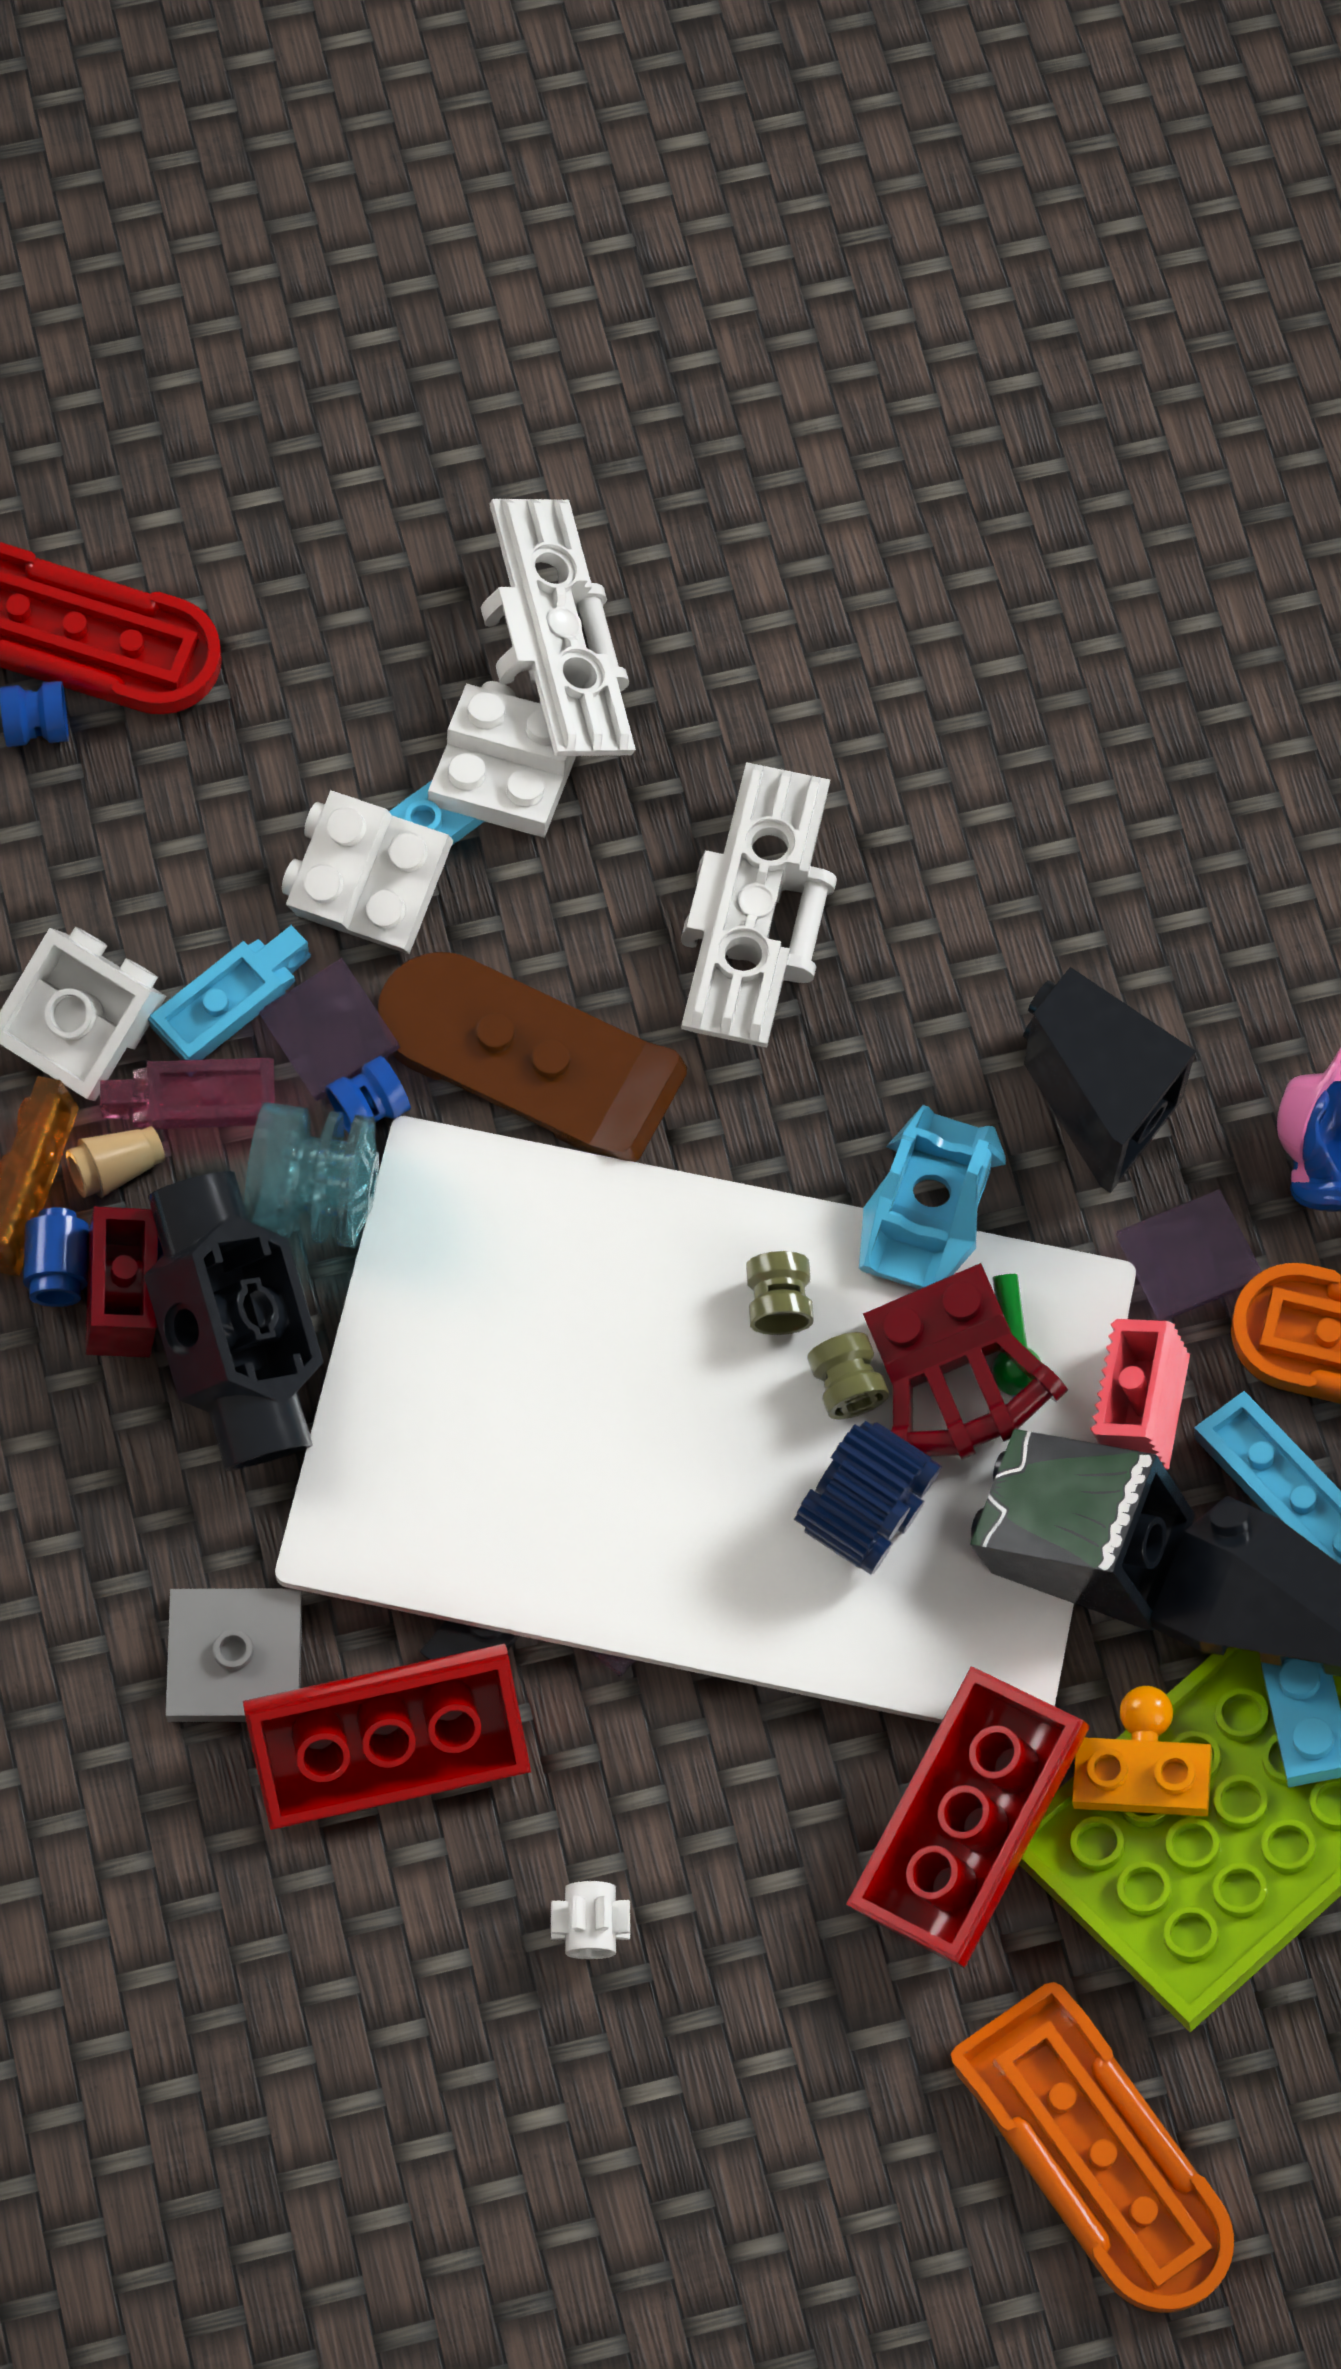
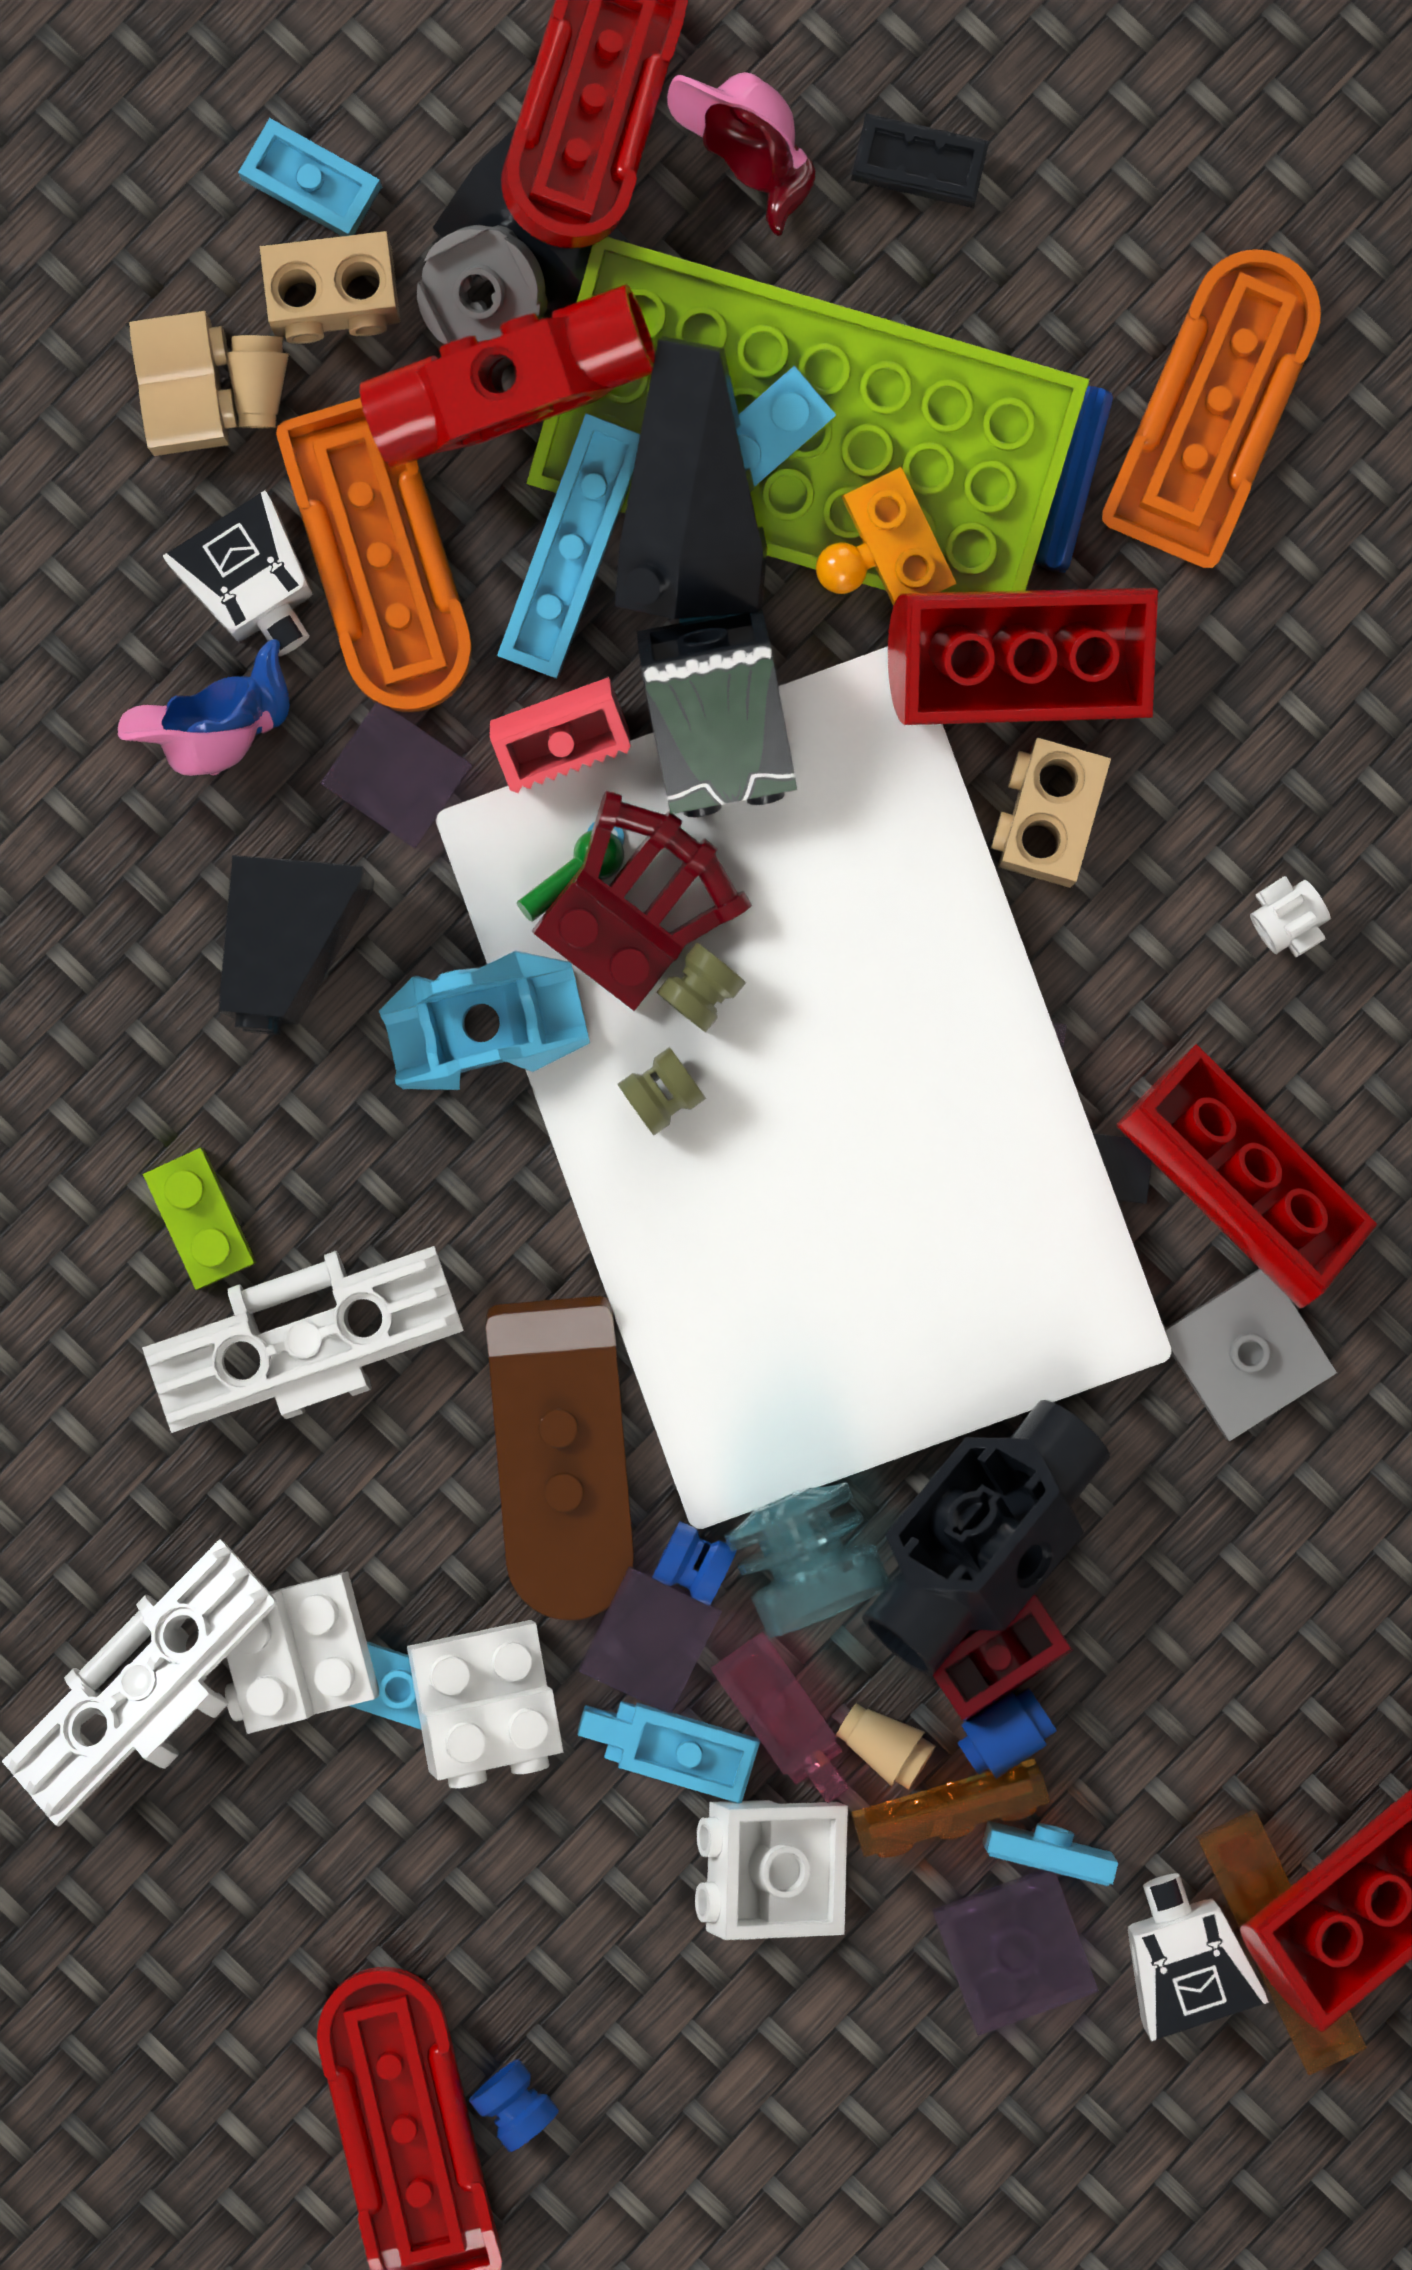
camera: 120 degrees left, 20 degrees up
(801, 1781) = (1066, 817): none -> tan brick
(867, 1495) = (808, 900): dark blue brick -> none
(908, 894) = (199, 1218): none -> lime plate
(1107, 1984) = (1074, 482): none -> blue axle

